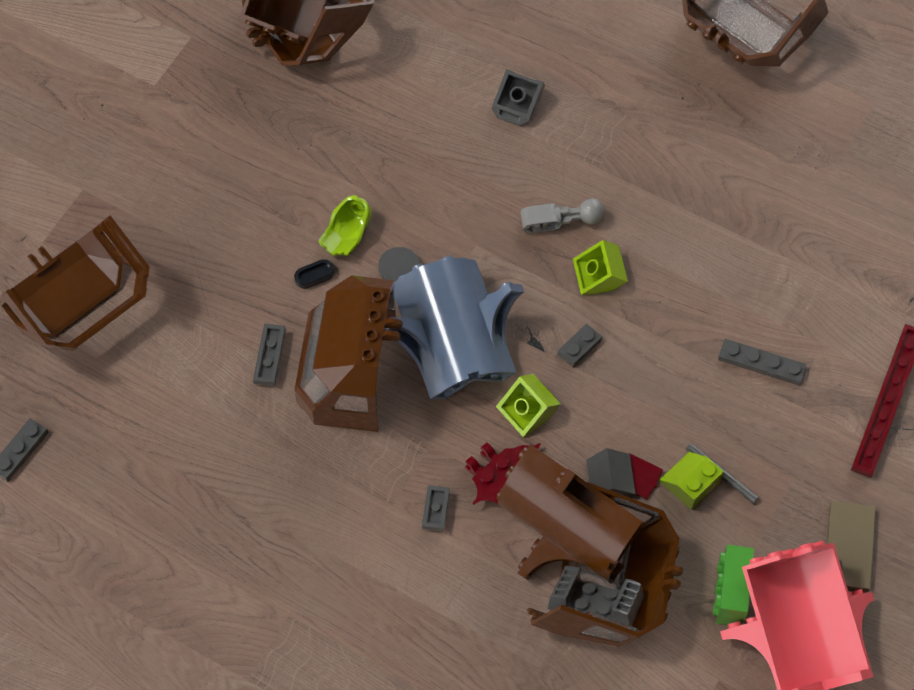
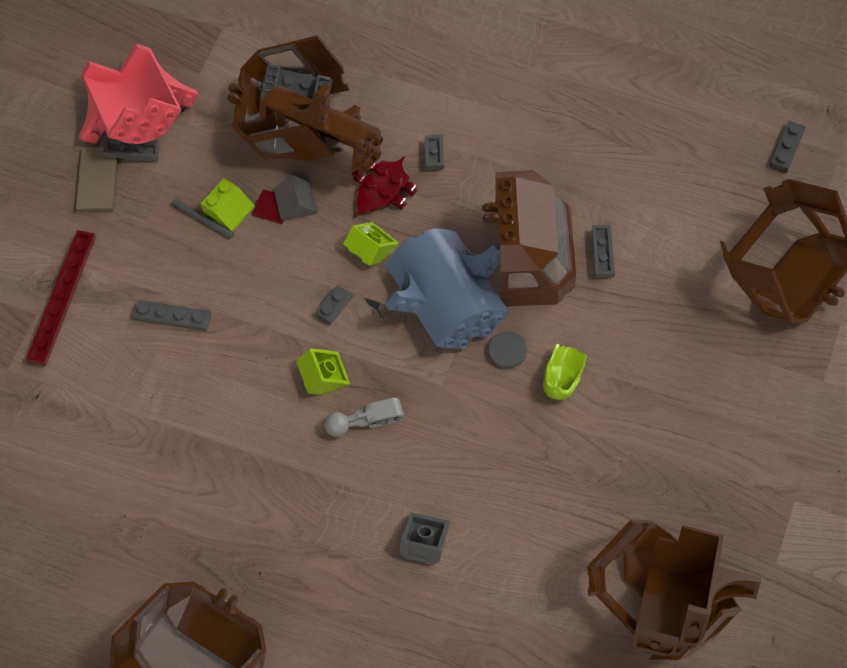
camera: 175 degrees right, 0 degrees up
(314, 274) = (583, 332): black tile -> none
(731, 587) = (189, 124): bright green brick -> none

